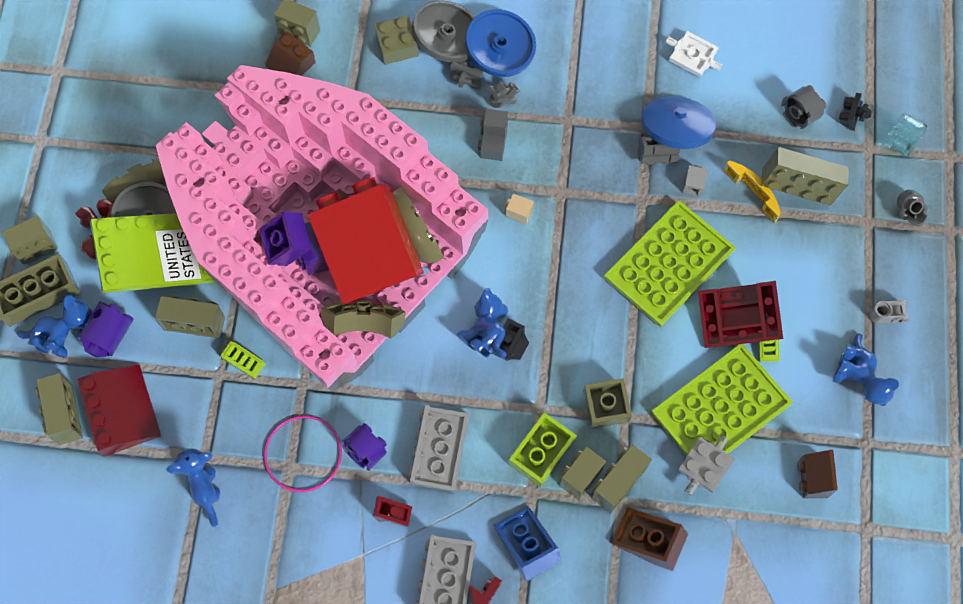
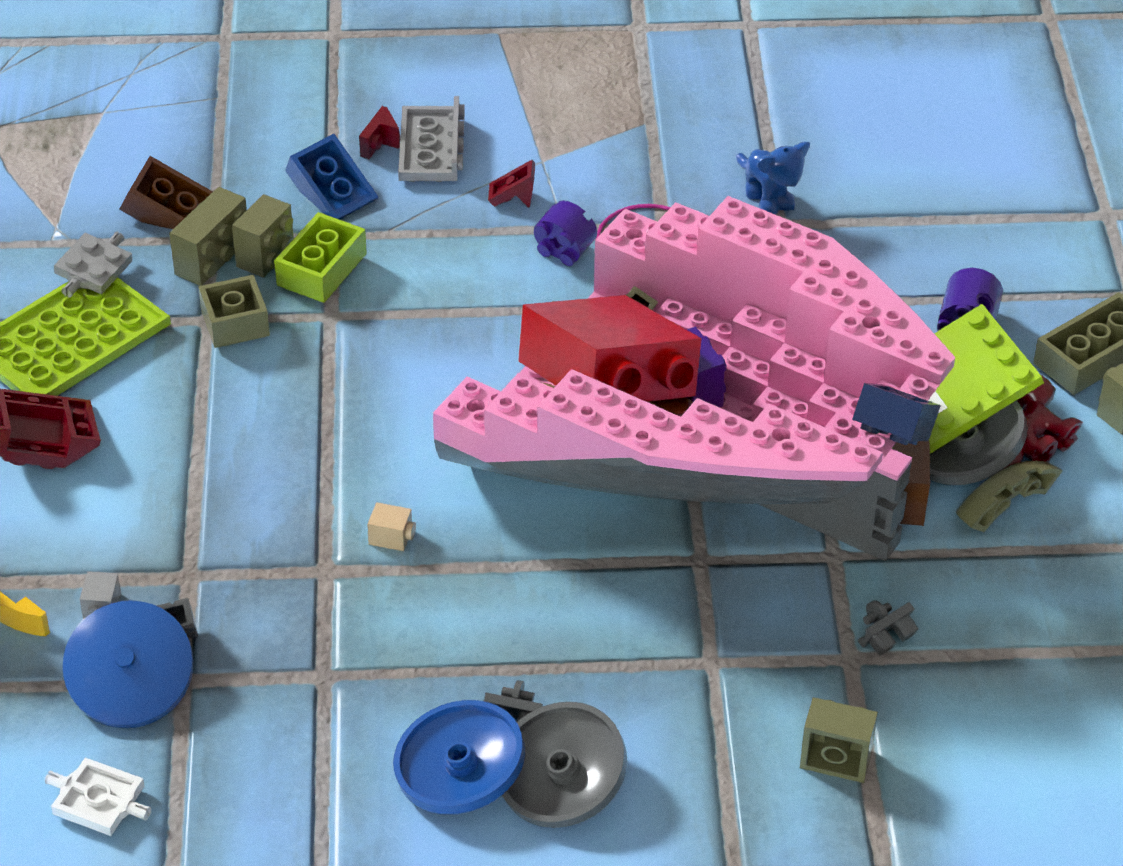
camera: 170 degrees right, 25 degrees down
(52, 332) = (1034, 301): blue animal -> none
(58, 409) = (989, 224): olive brick -> none
(118, 409) = (914, 244): dark red slope -> none
(207, 110) = (895, 412): none -> dark blue brick
(285, 238) = (728, 331): dark purple brick -> none
(290, 56) = (827, 686): reddish brown slope -> none
(396, 40) = (656, 747): olive brick -> none
(438, 448) = (464, 254): light grey bracket -> none
(486, 333) = (409, 350): blue animal -> none
(494, 131) = (447, 617): dark grey brick -> none
(502, 94) = (444, 675): dark grey hips -> none
(514, 341) = (385, 369): black slope -> none
(669, 263) = (142, 489): lime plate -> none

